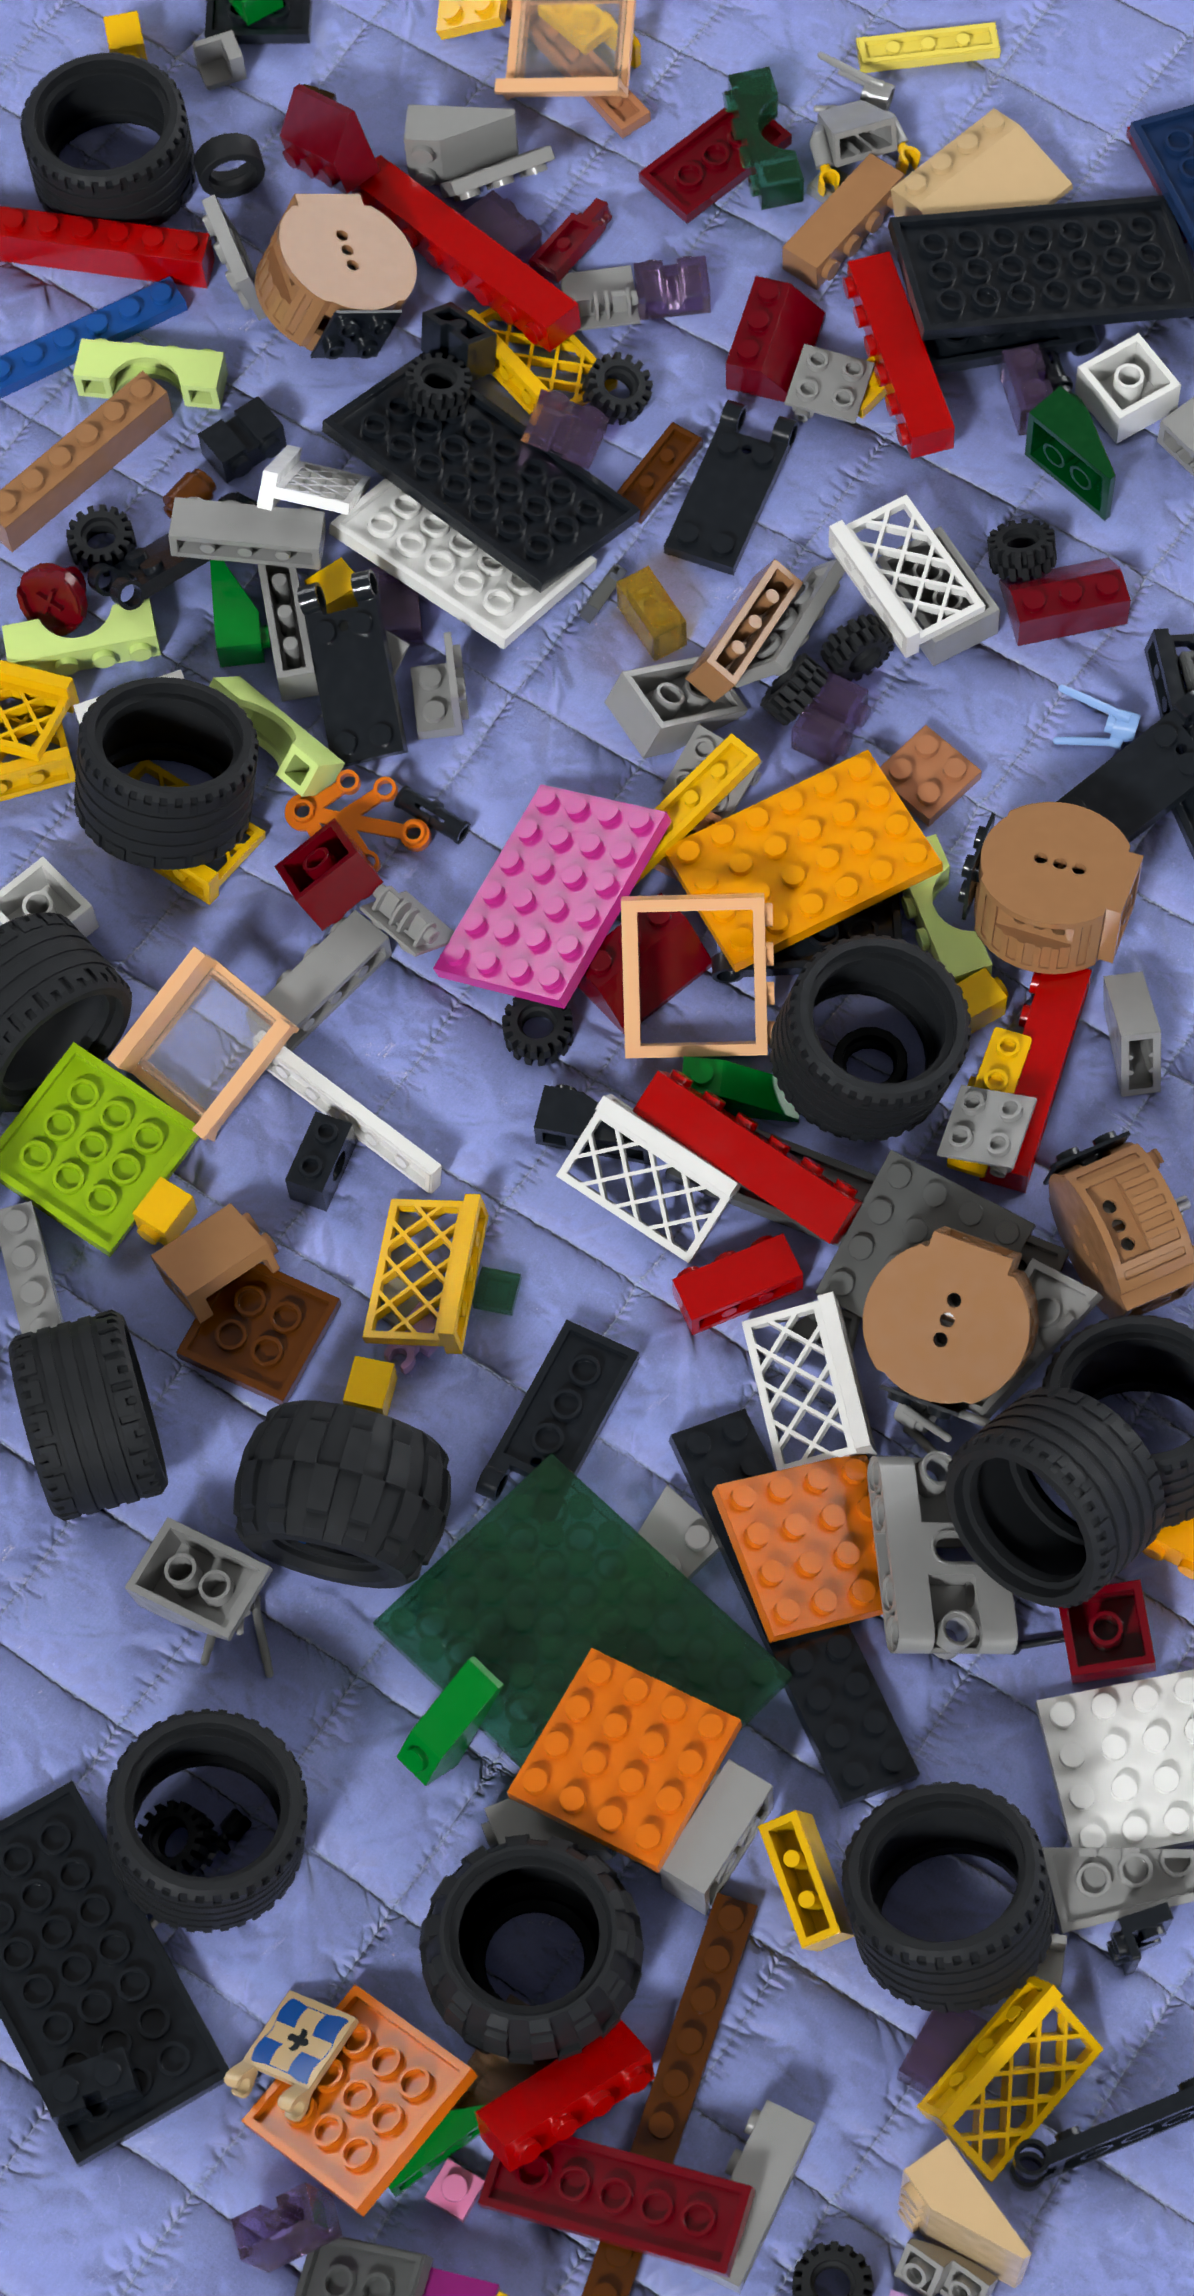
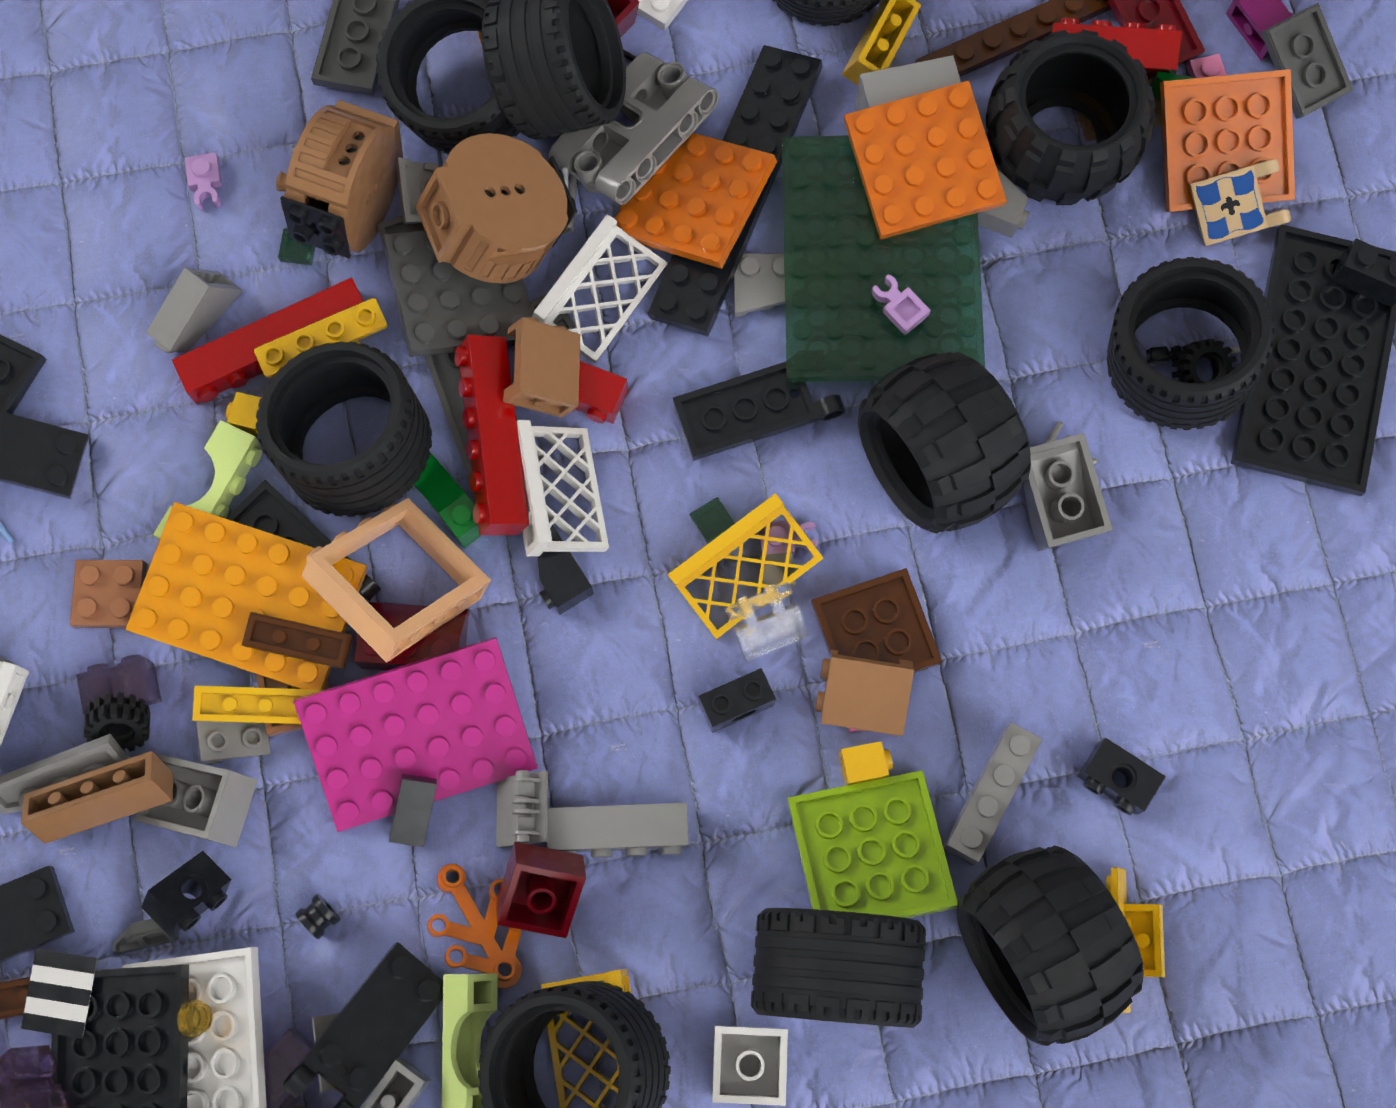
camera: 140 degrees left, 10 degrees up
(87, 1415) = (1052, 640): black tyre -> none
(203, 1042) = (732, 842): piece -> none
(298, 2226) = (1329, 116): clear purple brick -> none
(350, 1240) = (771, 630): none -> clear plate
(367, 1126) = (689, 721): white tile -> none
(371, 1385) = (848, 526): yellow brick -> none
(412, 802) = (425, 881): black pin -> none
(440, 695) = (327, 967): light grey bracket -> none
(450, 1723) = (997, 277): green slope -> none
(487, 717) = (317, 916): none -> black wheel
(491, 561) = (194, 1018): none -> clear yellow plate
(495, 844) = (413, 810): none -> black tile
(501, 1597) = (903, 308): none -> lavender plate
(536, 1048) = (538, 658): black tyre -> none
(603, 612) = (196, 877): none -> black brick
(619, 500) = (59, 993): none -> sticker
(651, 613) = (134, 875): clear yellow brick -> none
(720, 858) = (297, 640): none -> reddish brown tile
(767, 1250) = (544, 367): none -> medium nougat panel
(857, 648) = (47, 712): black tyre -> none
(873, 1039) = (341, 421): black tyre -> none
(987, 1128) = (343, 312): light grey hinge -> none
(1051, 887) = (133, 416): medium nougat piece -> none

